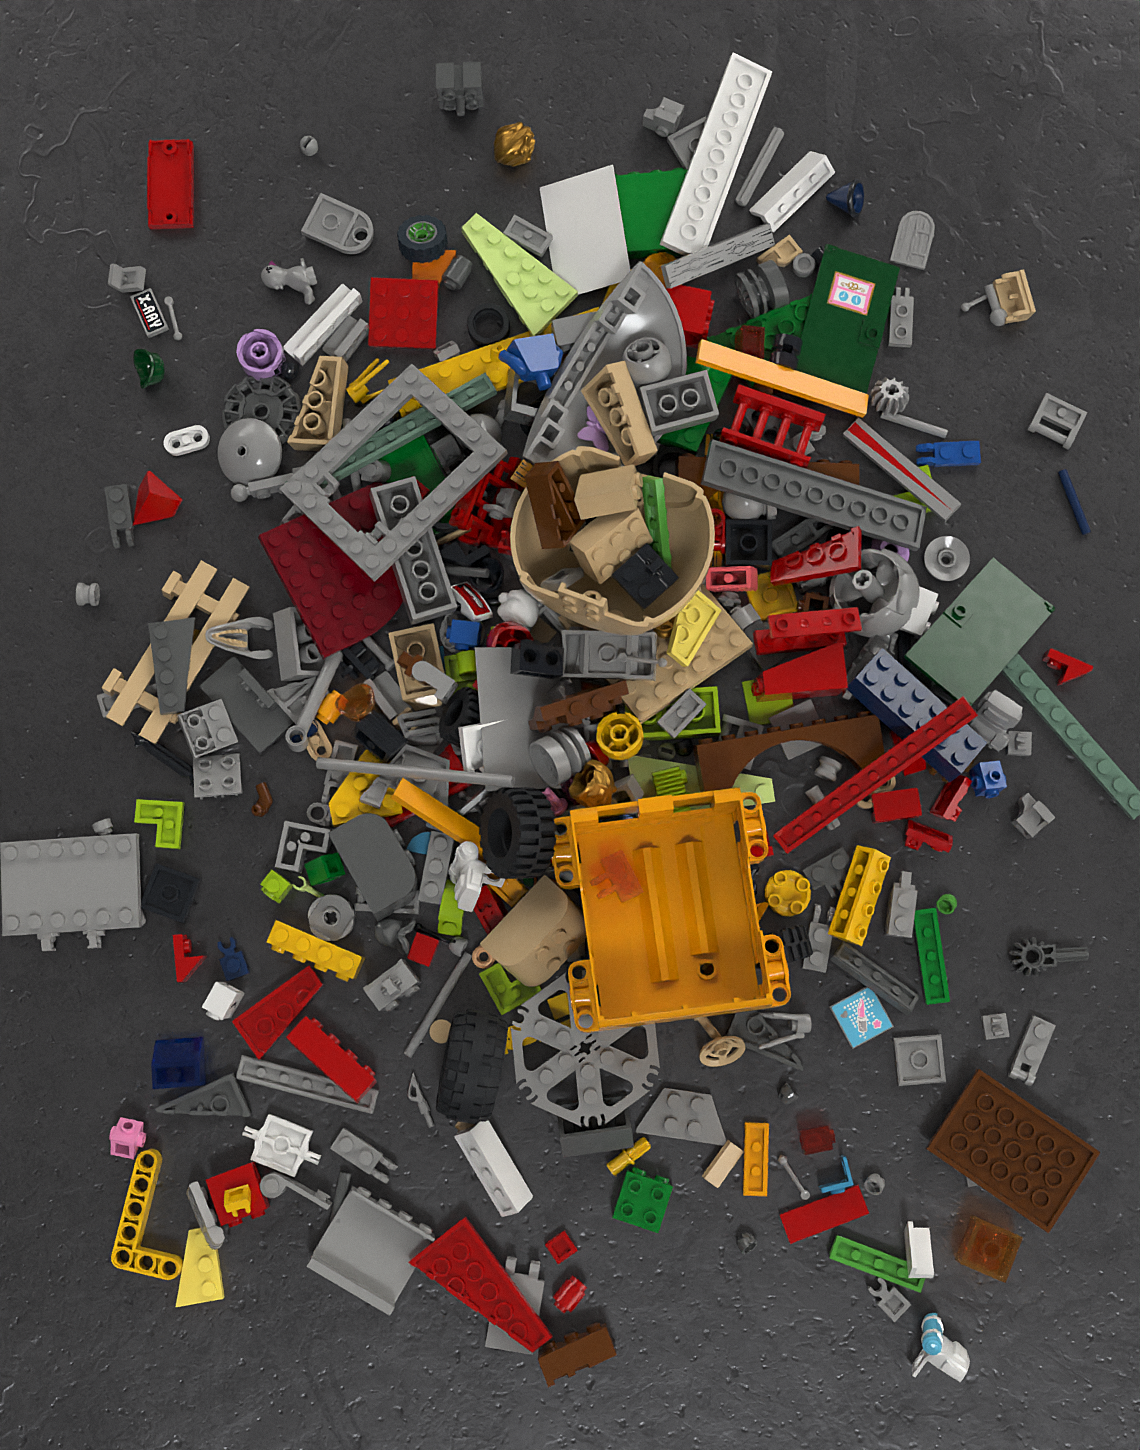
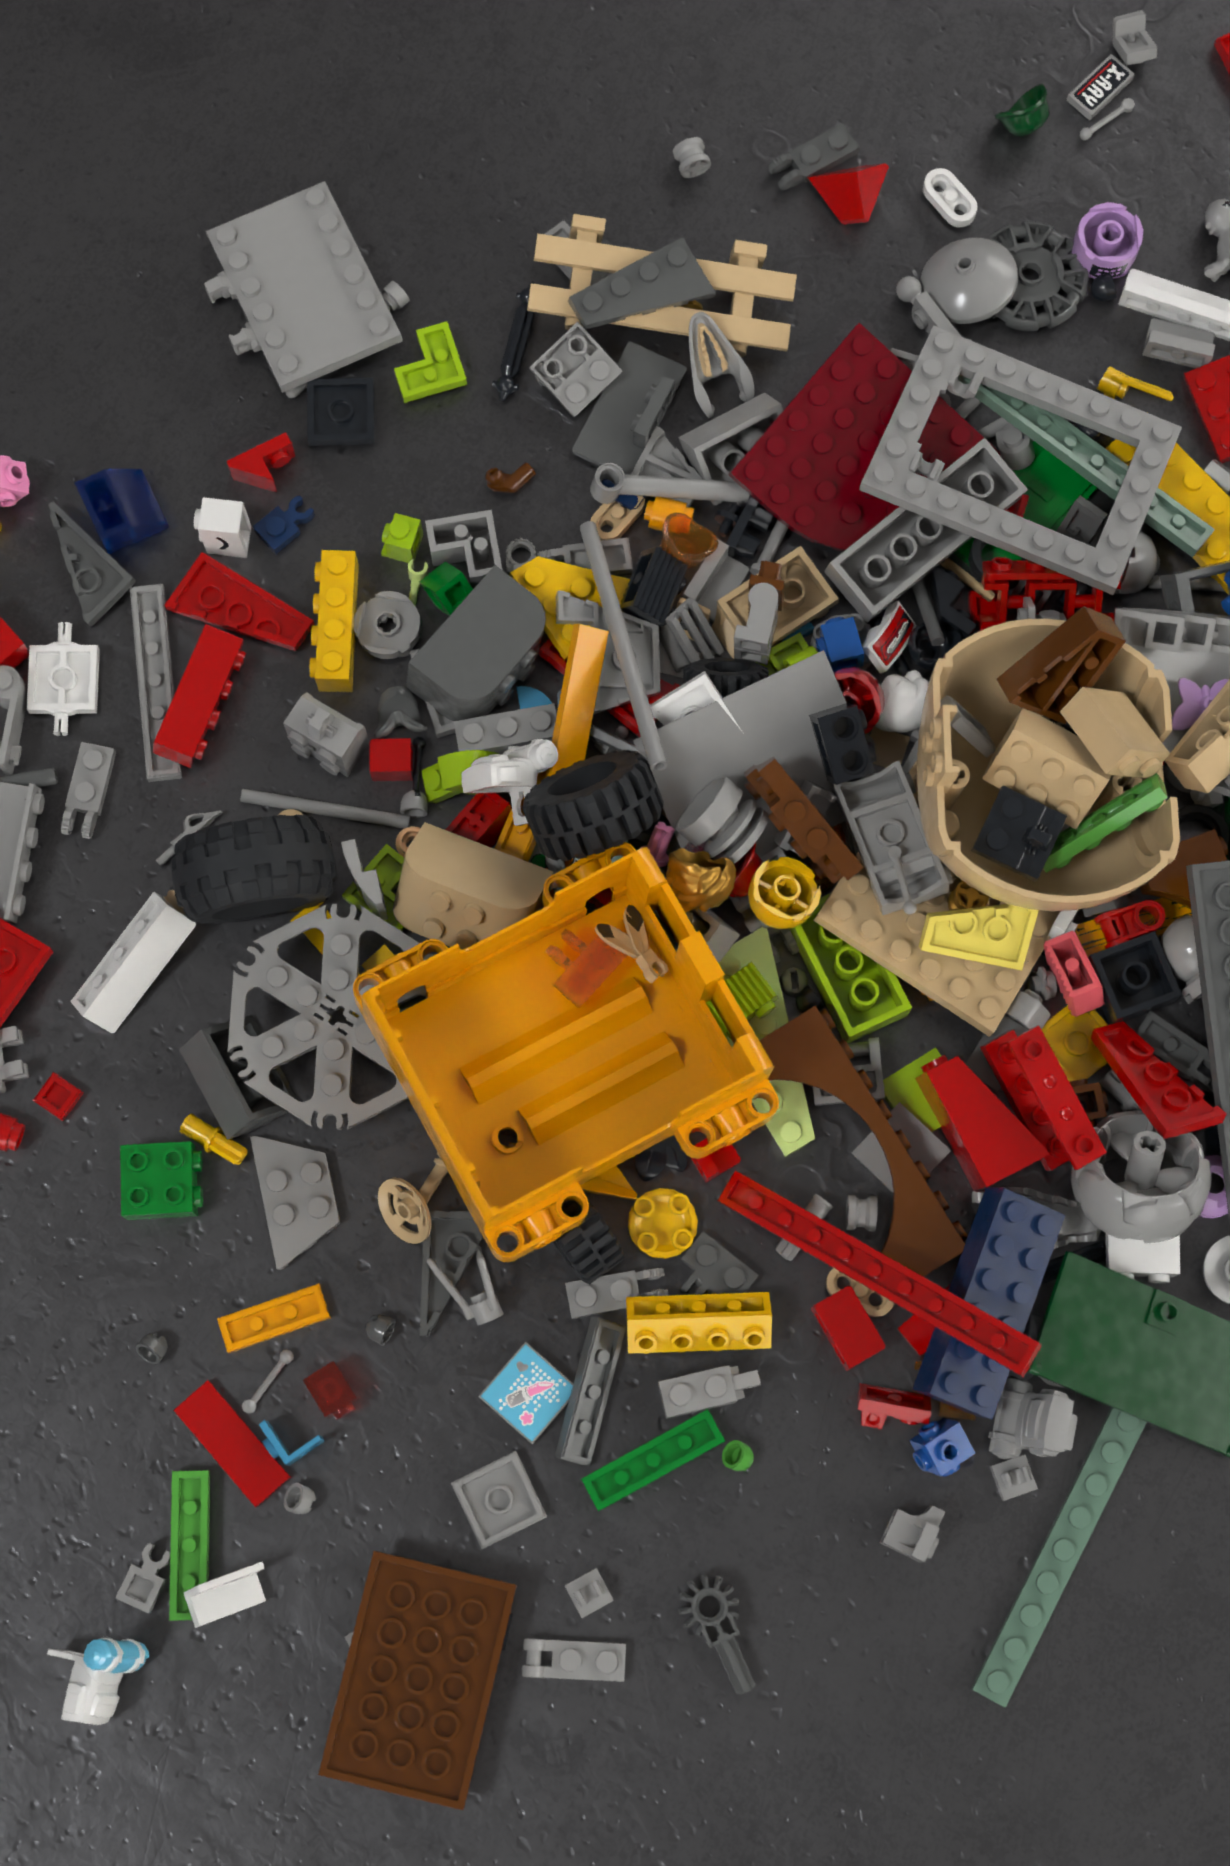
camera: 65 degrees right, 5 degrees down
(217, 775) = (518, 409): light grey hinge -> none
(322, 406) = (1076, 344): tan wedge -> none
(509, 995) = (365, 882): none -> light grey slope
(615, 842) = (633, 943): none -> tan piece
(681, 713) = (852, 970): light grey plate -> none
(722, 1164) = (250, 1273): tan piece -> none
(920, 833) = (822, 1377): red hinge -> none
(988, 1248) = (265, 1696): clear orange brick -> none
(1071, 667) = (1157, 1516): red slope -> none

